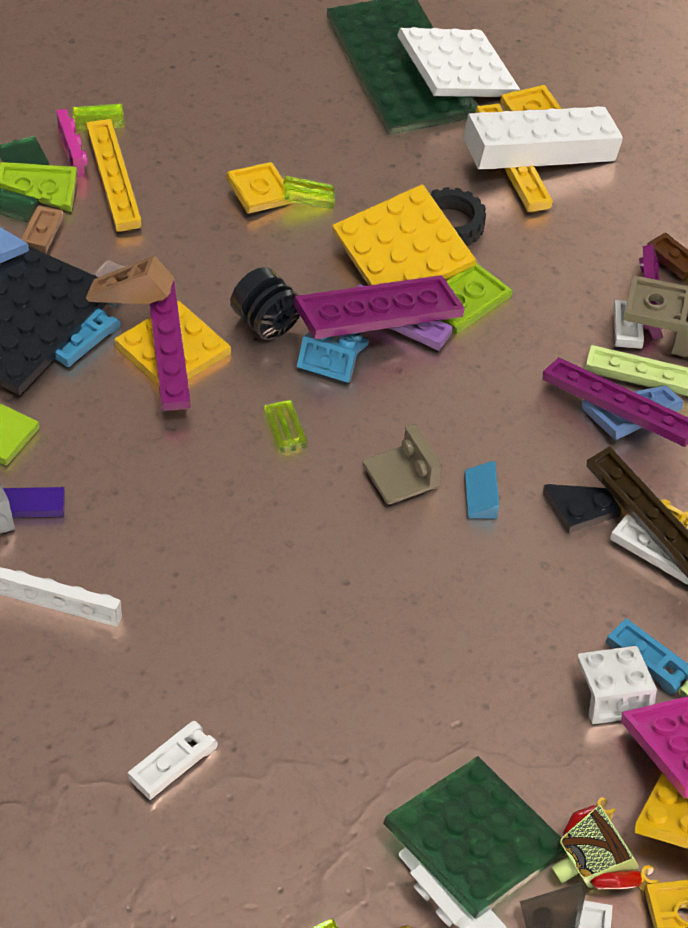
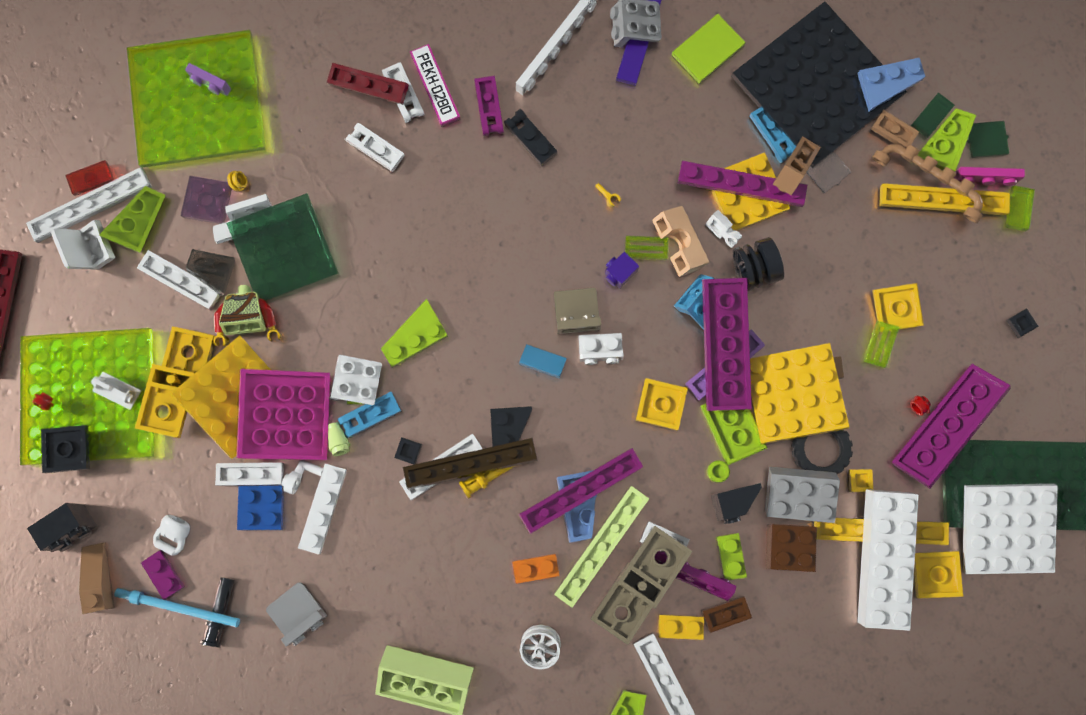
camera: 115 degrees right, 30 degrees up
(80, 186) = (945, 176): none -> medium nougat bar
(144, 725) = (435, 85): none -> tile
(154, 645) = (488, 104): none -> magenta plate
(179, 803) = (367, 83): none -> dark red plate
(183, 586) = (531, 137): none -> black plate
(228, 355) = (721, 228): none -> white plate
(230, 95) = (1022, 323): none -> black tile
(235, 478) = (608, 195): none -> yellow hand
(249, 395) = (676, 225): none -> light nougat arch
(271, 769) = (375, 147): none -> white plate
(328, 437) = (621, 270): none -> dark purple brick
(361, 151) = (920, 405): none -> red plate
(374, 120) = (951, 425): none -> magenta plate
(441, 434) = (601, 348): none -> white bracket
(469, 180) = (860, 480): none -> yellow plate
(475, 363) = (661, 404): none -> yellow plate
(514, 214) = (802, 494): none -> light grey brick
(514, 636) = (414, 336): none -> lime wing
(523, 299) = (718, 471): none -> lime tile
(552, 264) = (734, 503): none -> black slope
(574, 217) = (791, 547): none -> reddish brown brick
(610, 268) = (731, 556): none -> lime plate
(669, 602) = (408, 451): none -> black tile

